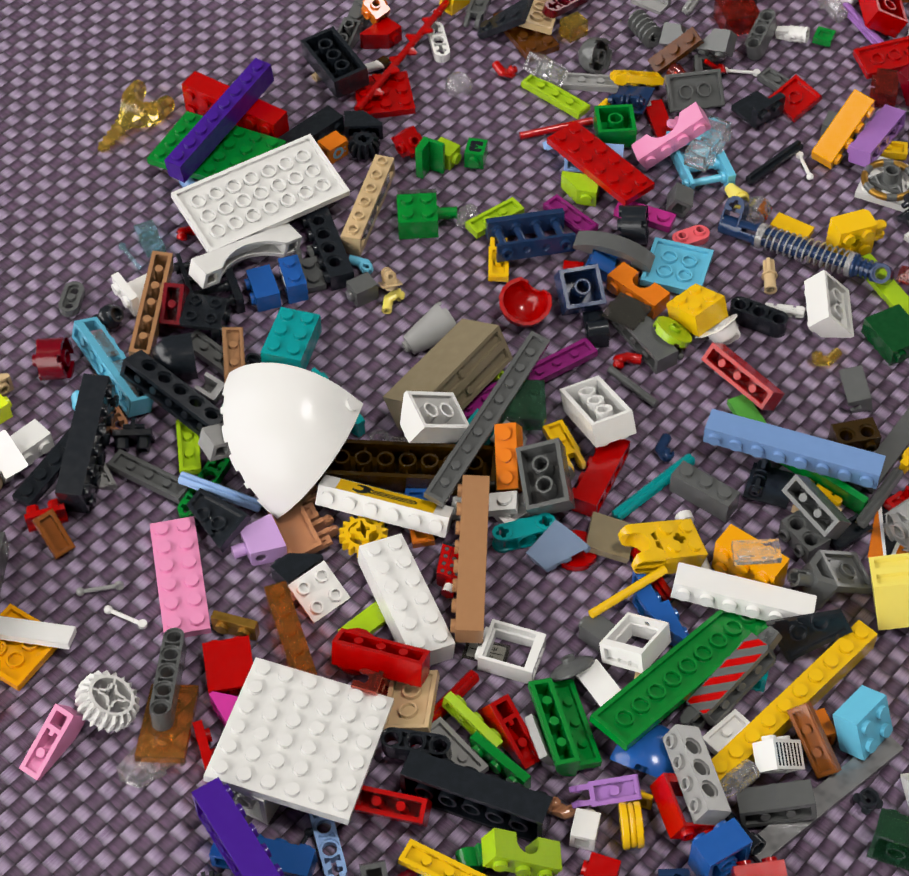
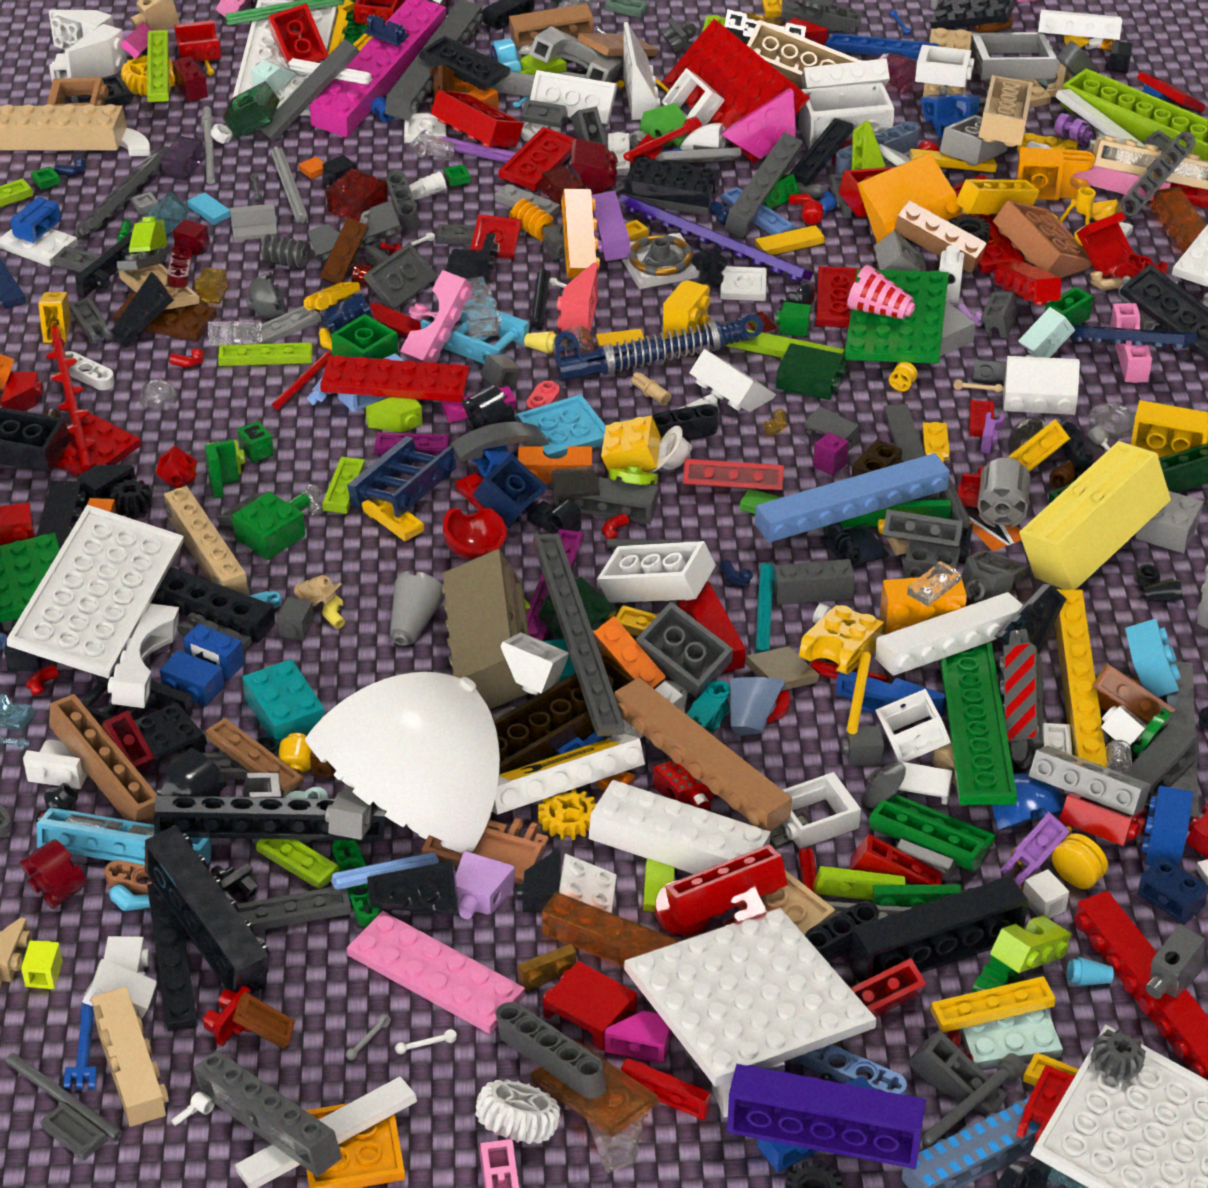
camera: 45 degrees left, 10 degrees down
(789, 181) = (579, 300): none -> coral slope
(798, 773) = (1155, 726): none -> green tile
(831, 406) = (830, 453): none -> magenta brick
(833, 96) = (532, 217): none -> light orange piece
(848, 79) = (510, 195): none -> light grey plate

